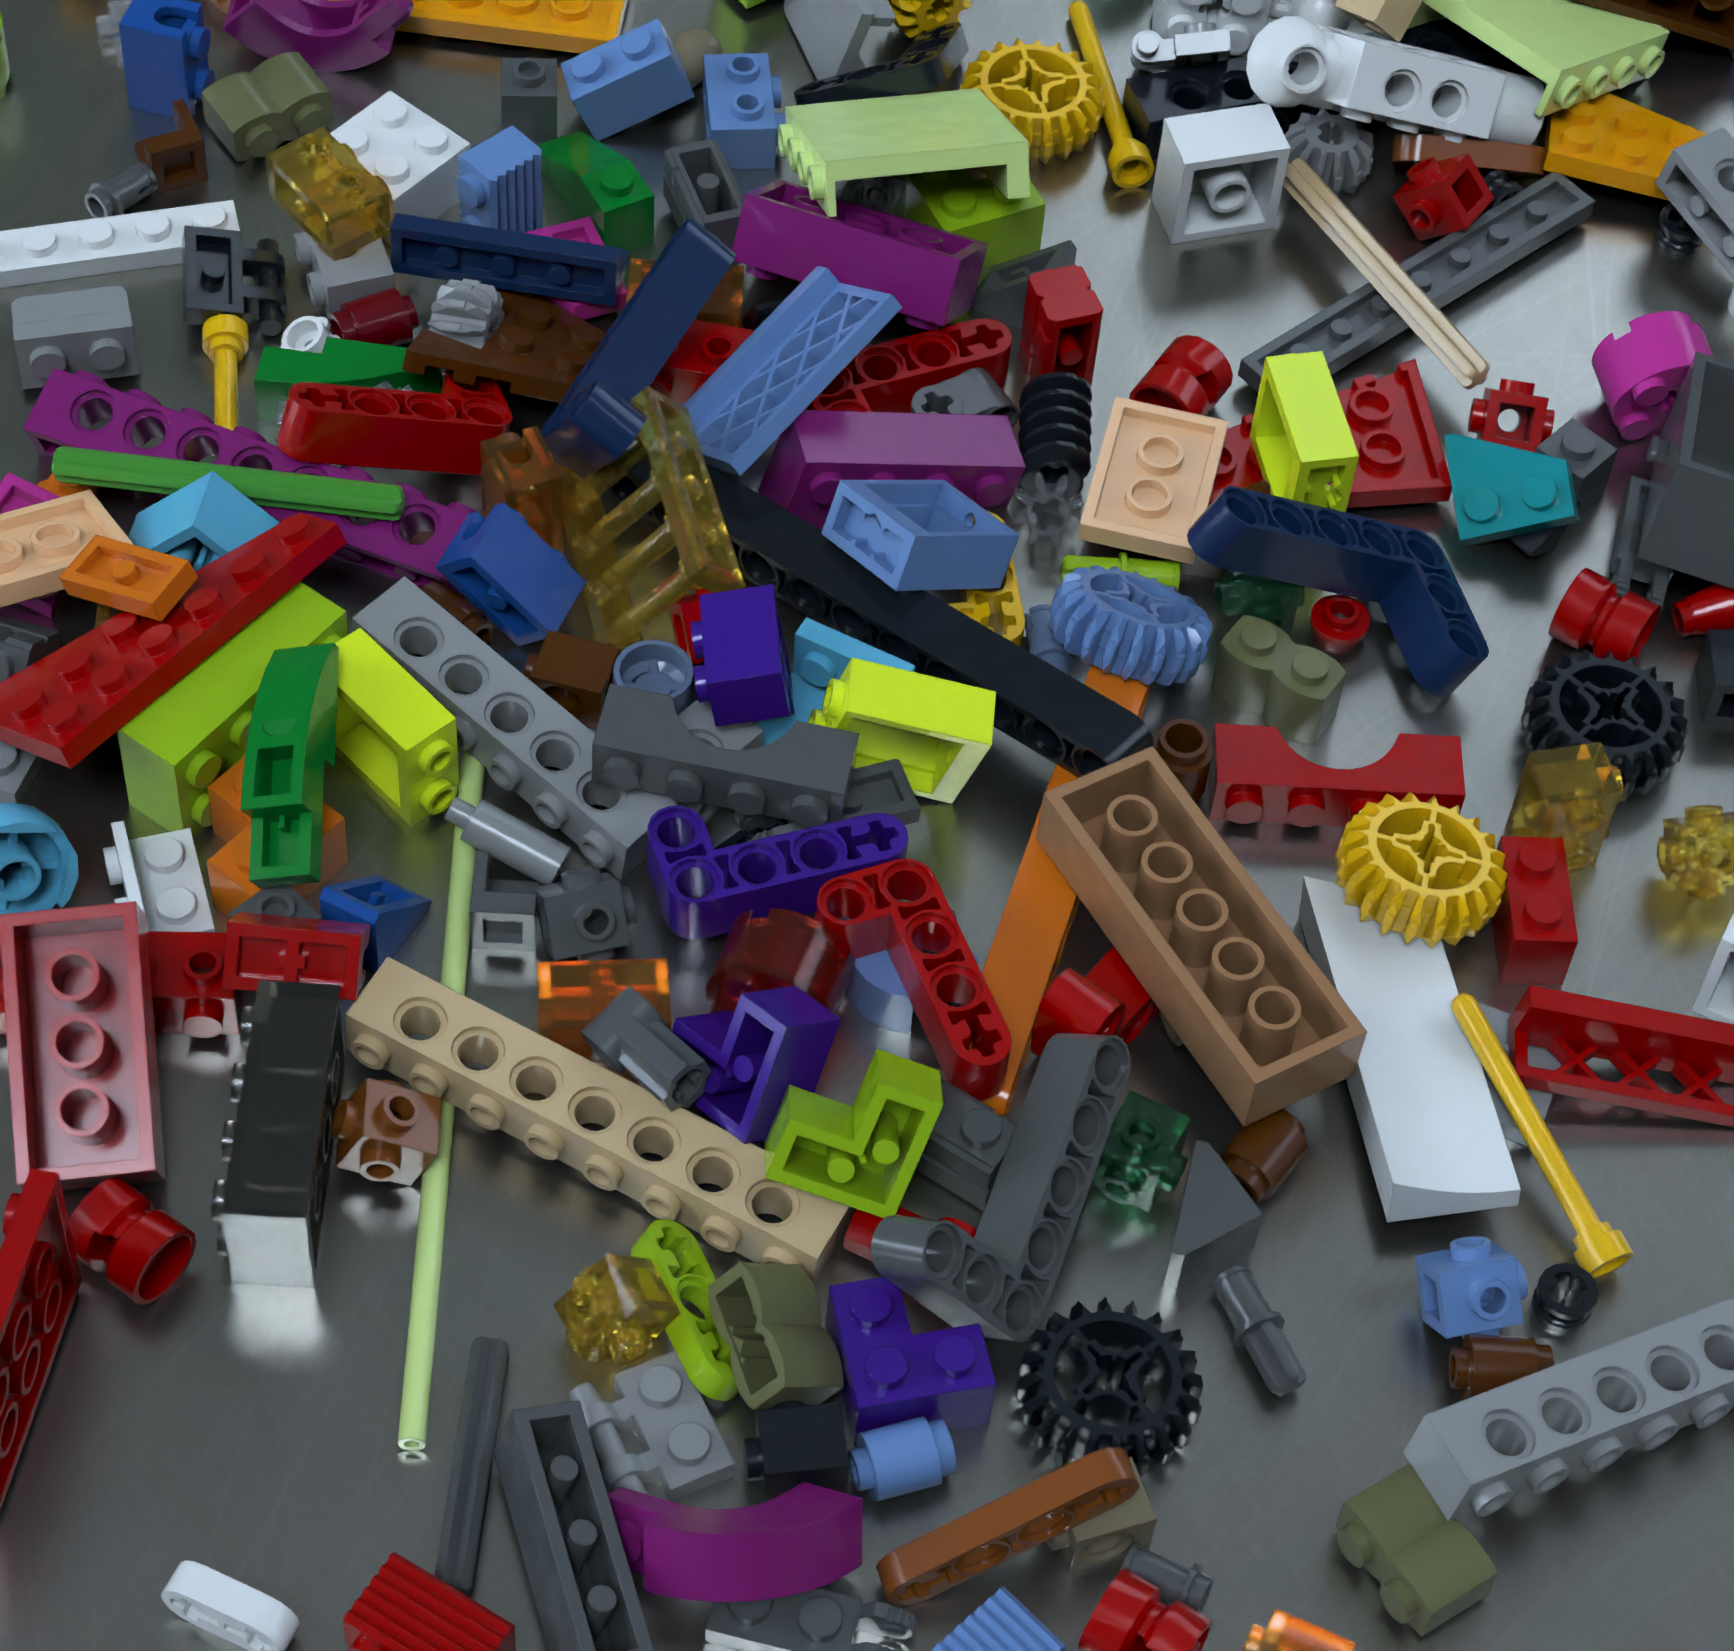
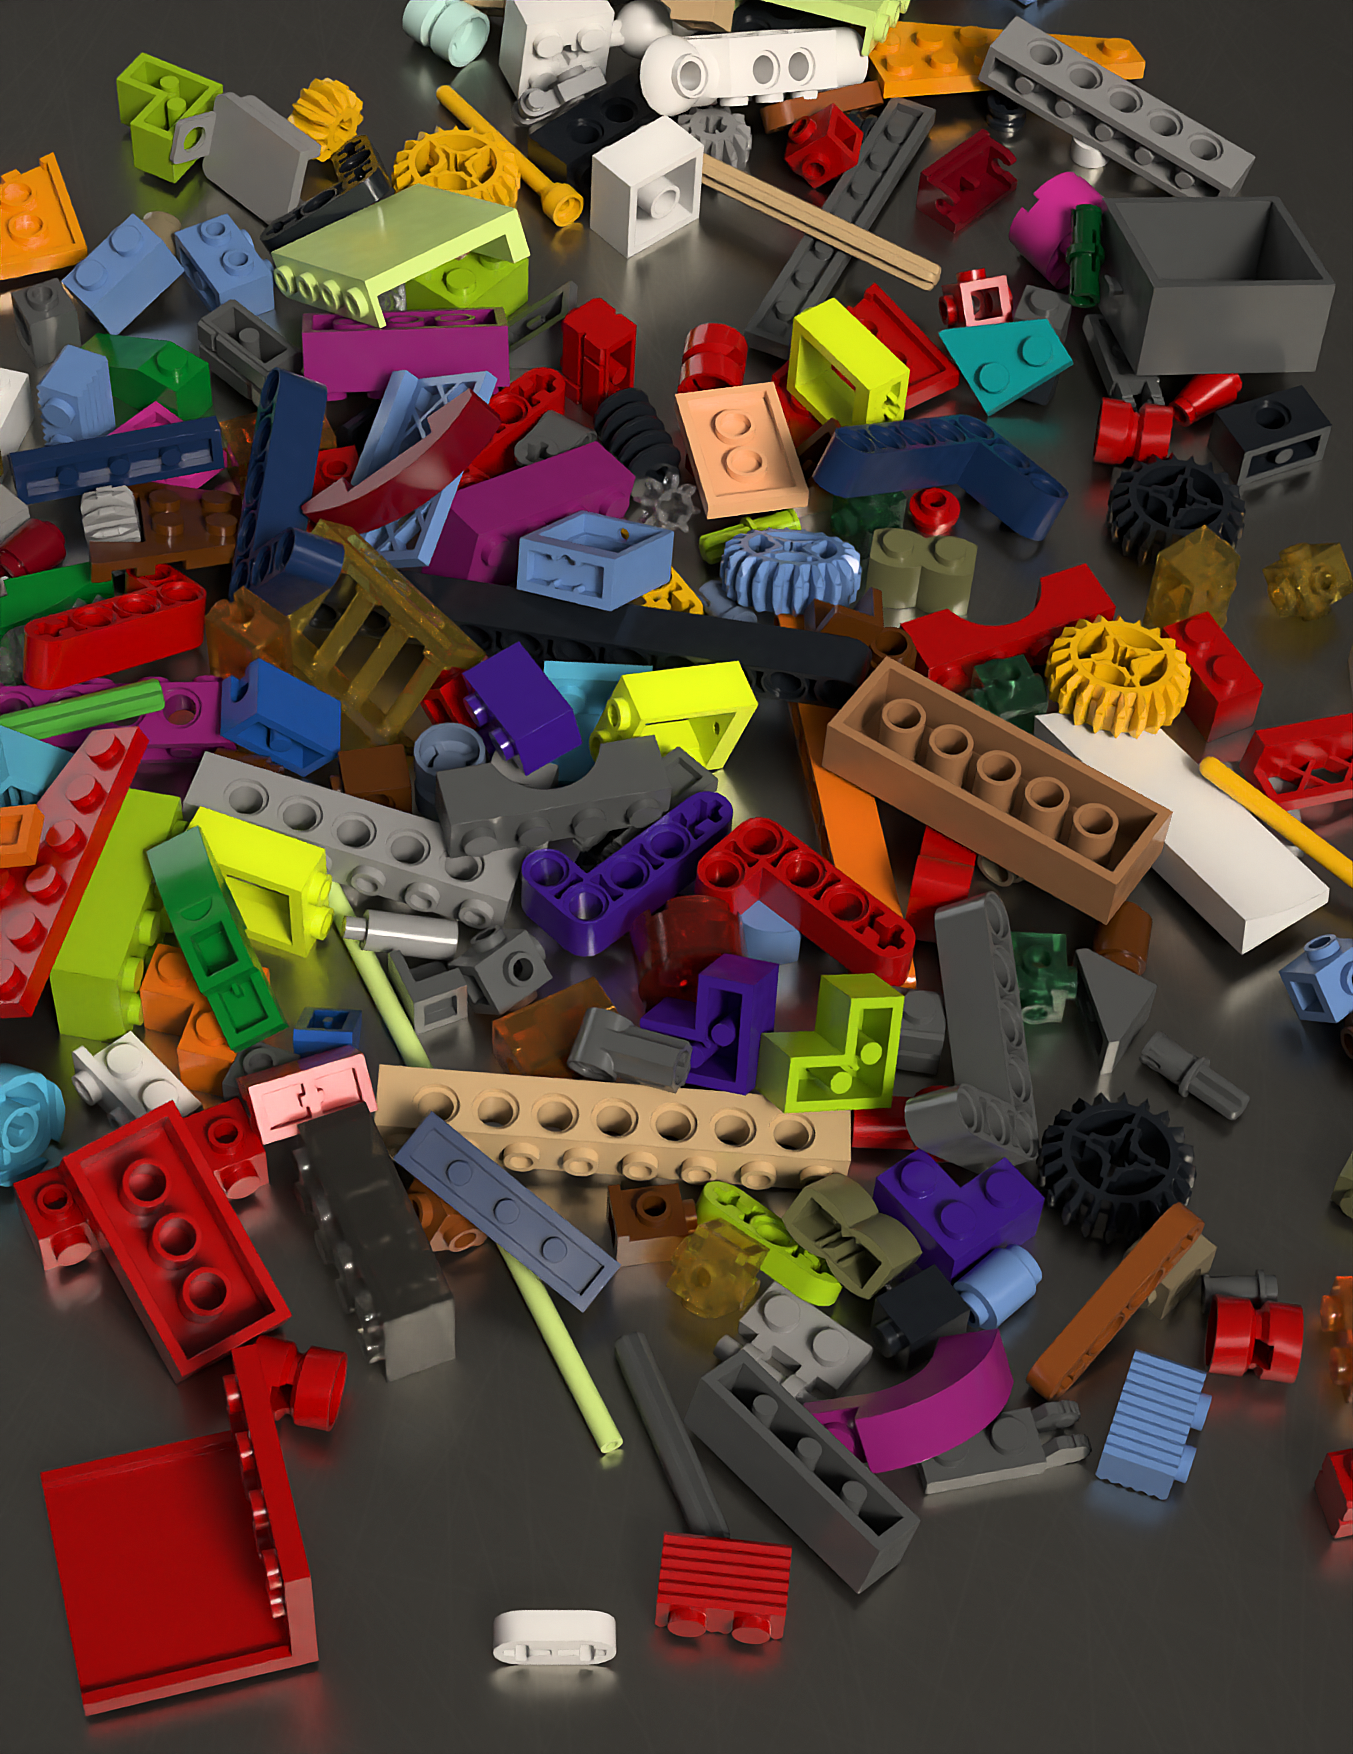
camera: 25 degrees left, 0 degrees up
(428, 1155) = (506, 1211): none -> dark blue fence
(577, 1230) = (648, 1222): none -> reddish brown brick
(768, 375) = (416, 475): none -> dark red slope
(1146, 697) = (861, 622): none -> reddish brown panel
(1288, 845) = (1009, 691): none -> clear green brick
(1585, 288) = (966, 182): none -> dark red hinge
(1647, 408) = (1085, 255): none -> dark green pin

